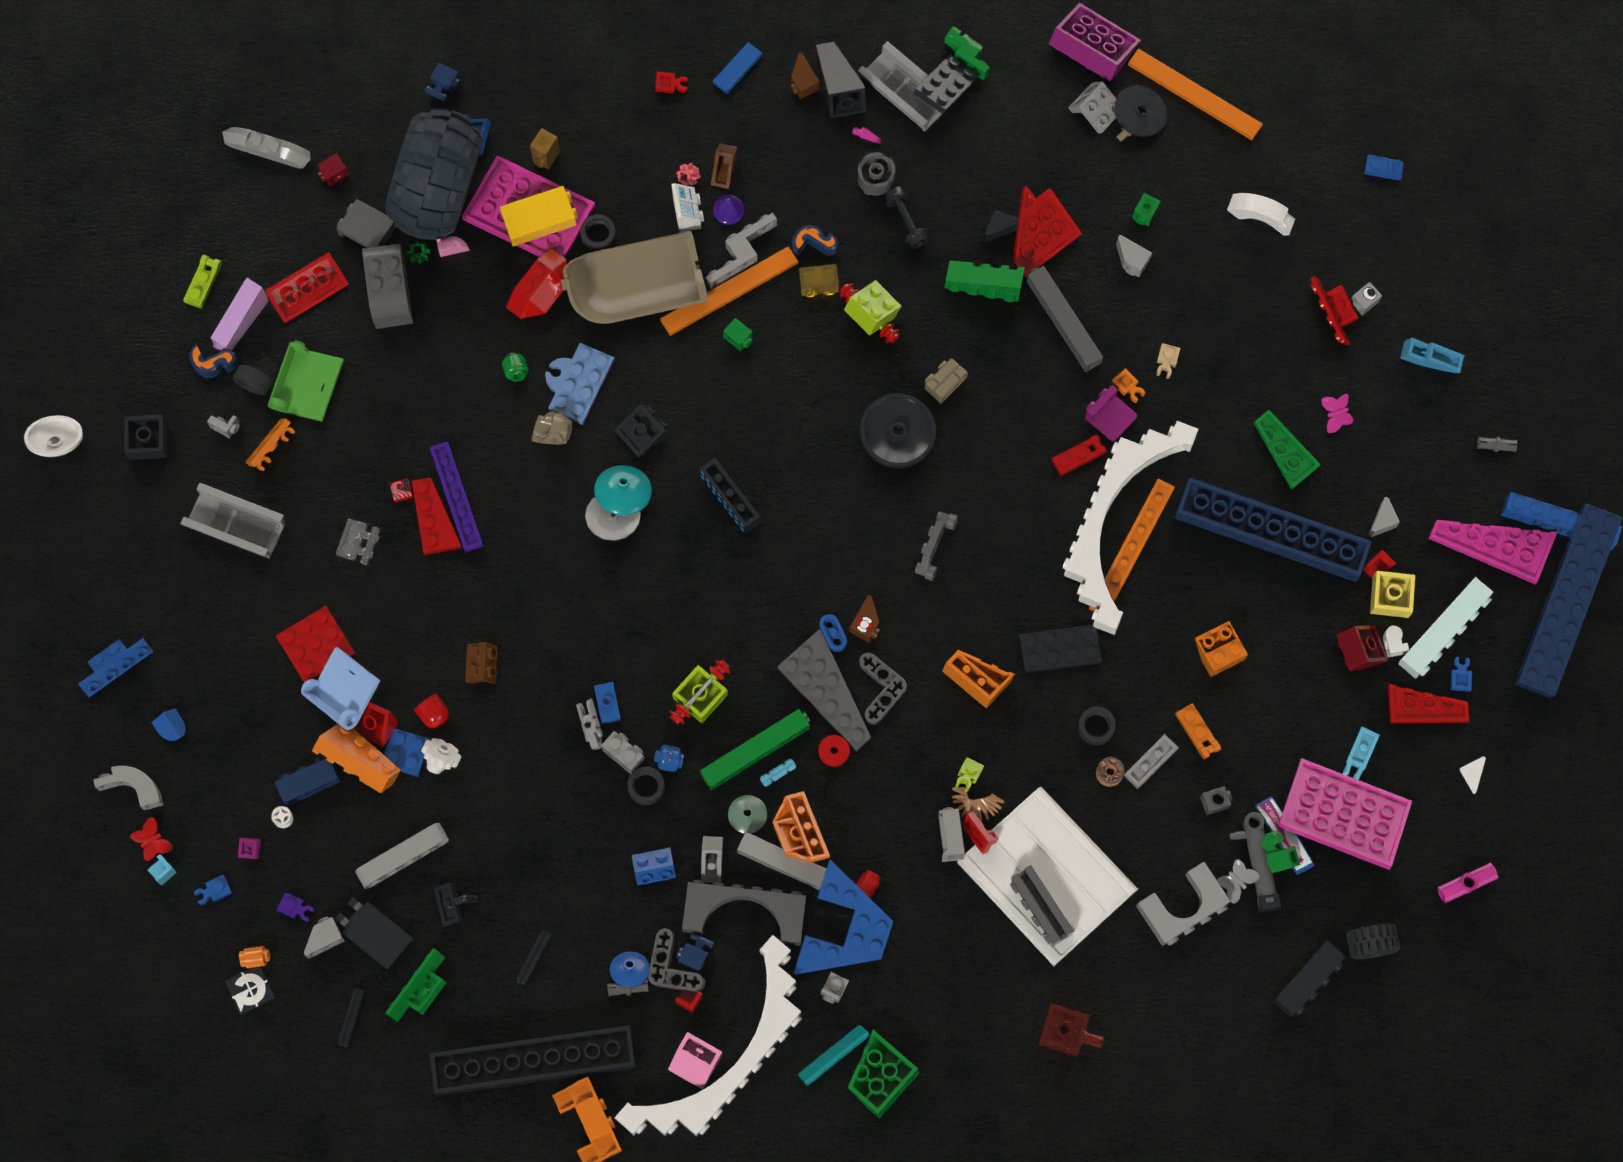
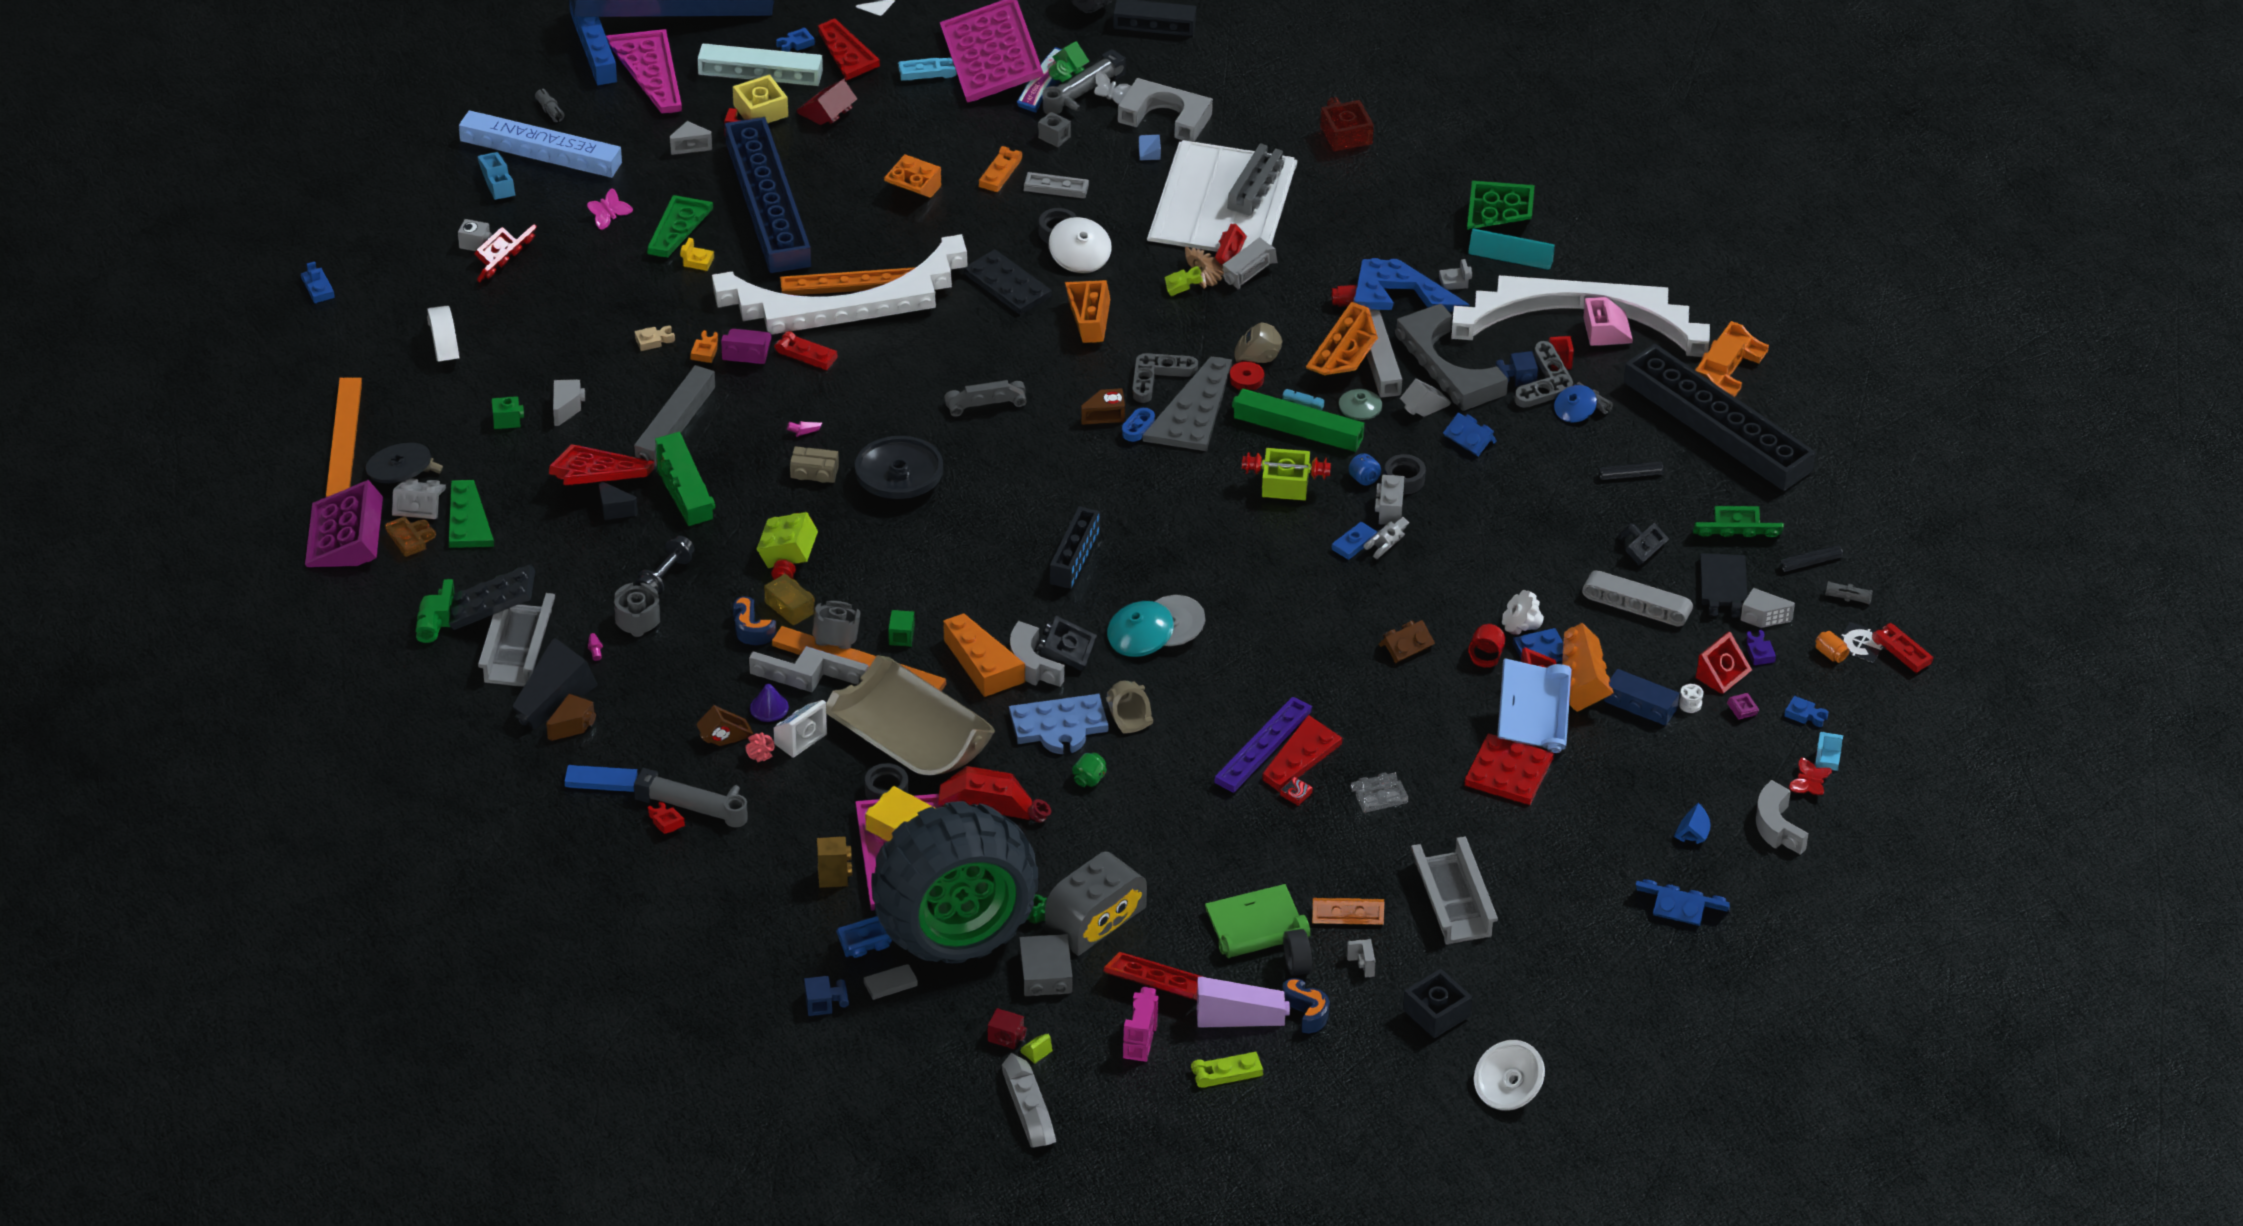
camera: 125 degrees left, 30 degrees down
(215, 1008) = (1902, 647): none -> red plate
(267, 245) = (1139, 1030): none -> dark pink hips
(293, 863) = (1722, 664): none -> red slope
(297, 1016) = (1849, 592): none -> dark grey pin
(308, 181) = (1037, 1048): none -> lime slope
(508, 315) = (1039, 811): none -> dark red bush
(649, 394) = (1022, 644): none -> light grey arch
(671, 366) = (982, 656): none -> orange wedge
(701, 90) = (729, 808): none -> dark grey piece
(774, 283) = (835, 624): none -> dark grey brick
(857, 779) = (1259, 344): none -> dark tan helmet
(994, 401) = (803, 427): none -> dark pink bar
(1053, 126) = (467, 517): none -> green wing
(1060, 76) = (410, 536): none -> clear orange hinge
(1068, 732) = (1077, 253): none -> white dish
(1113, 764) = (1092, 200): nougat wheel -> none
(1146, 861) = (1149, 147): none -> medium blue slope
(1239, 442) = (696, 257): none -> yellow bracket
(1393, 642) = (801, 90): white leg -> none
(1448, 407) = (540, 143): none -> light blue brick

